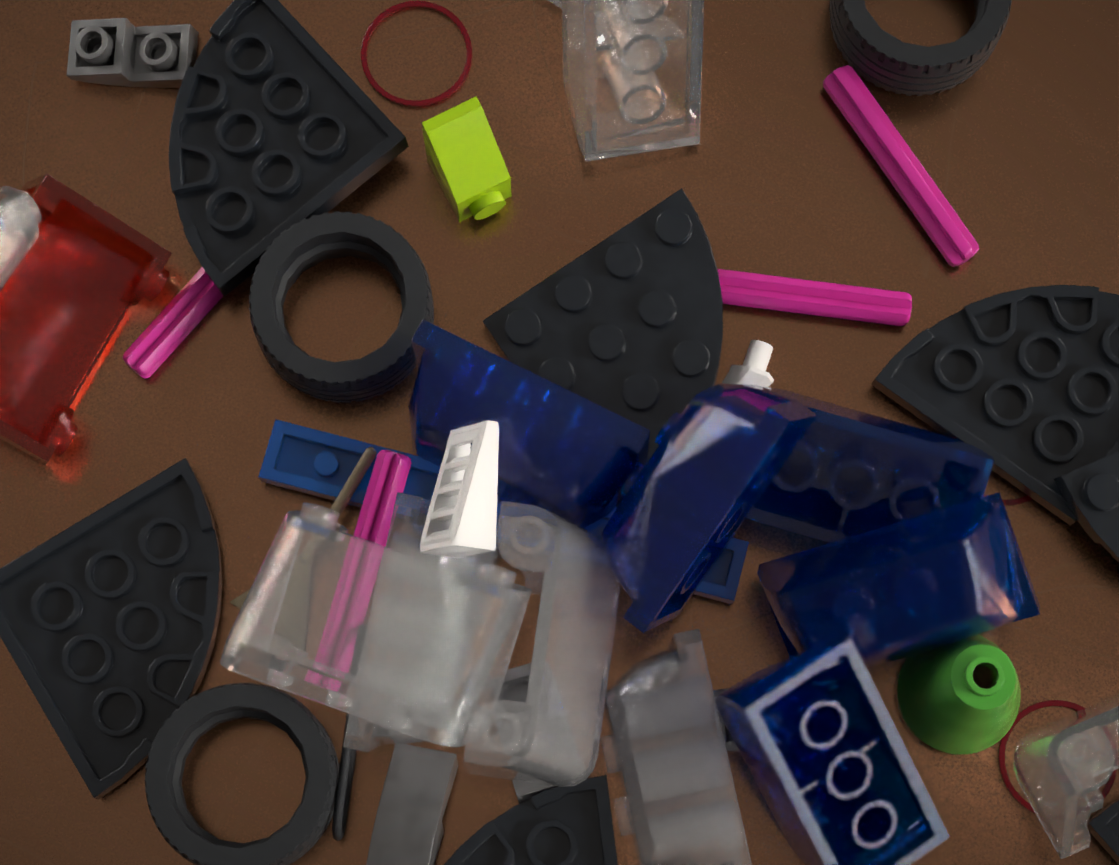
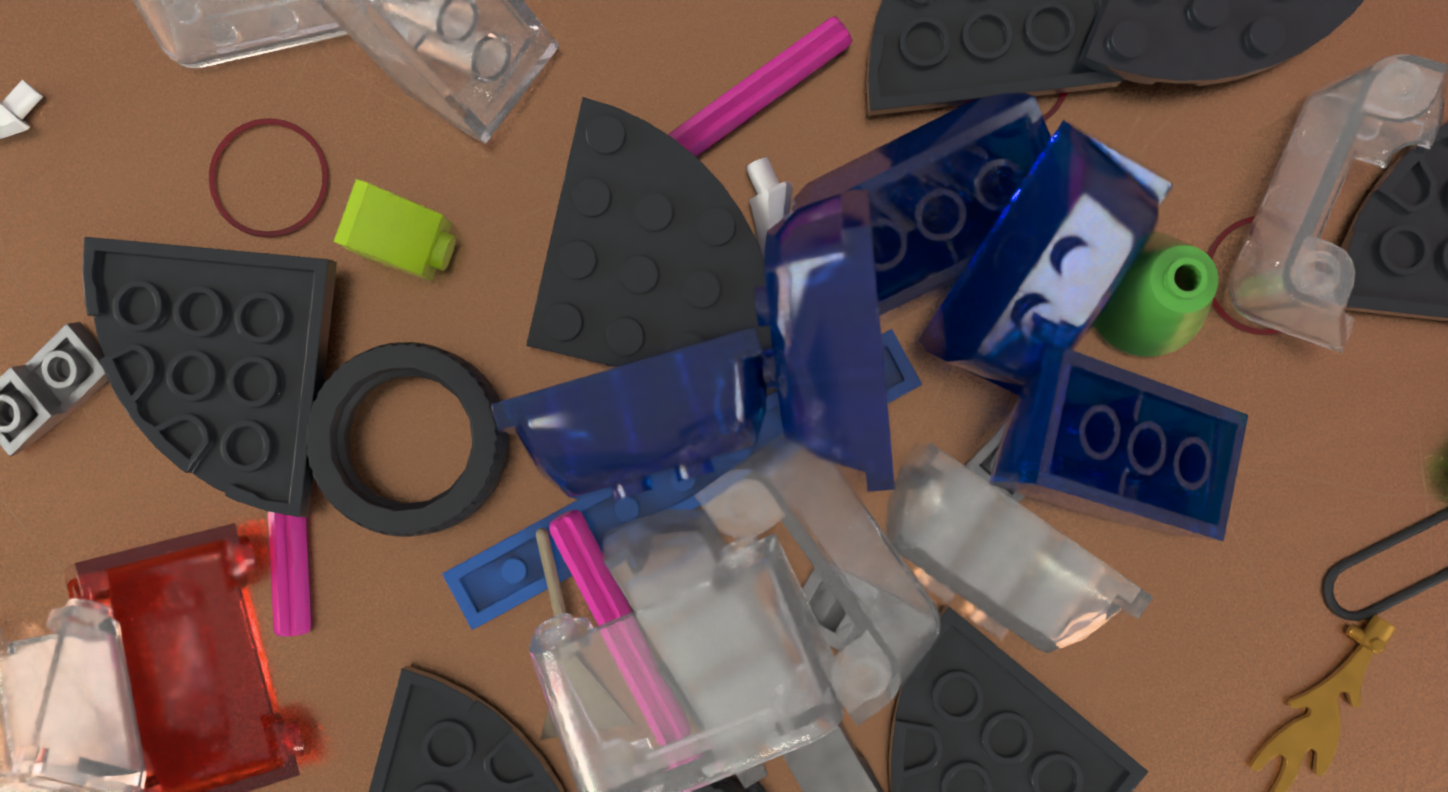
camera: 40 degrees left, 10 degrees up
(465, 495) = (659, 514): white slope -> none

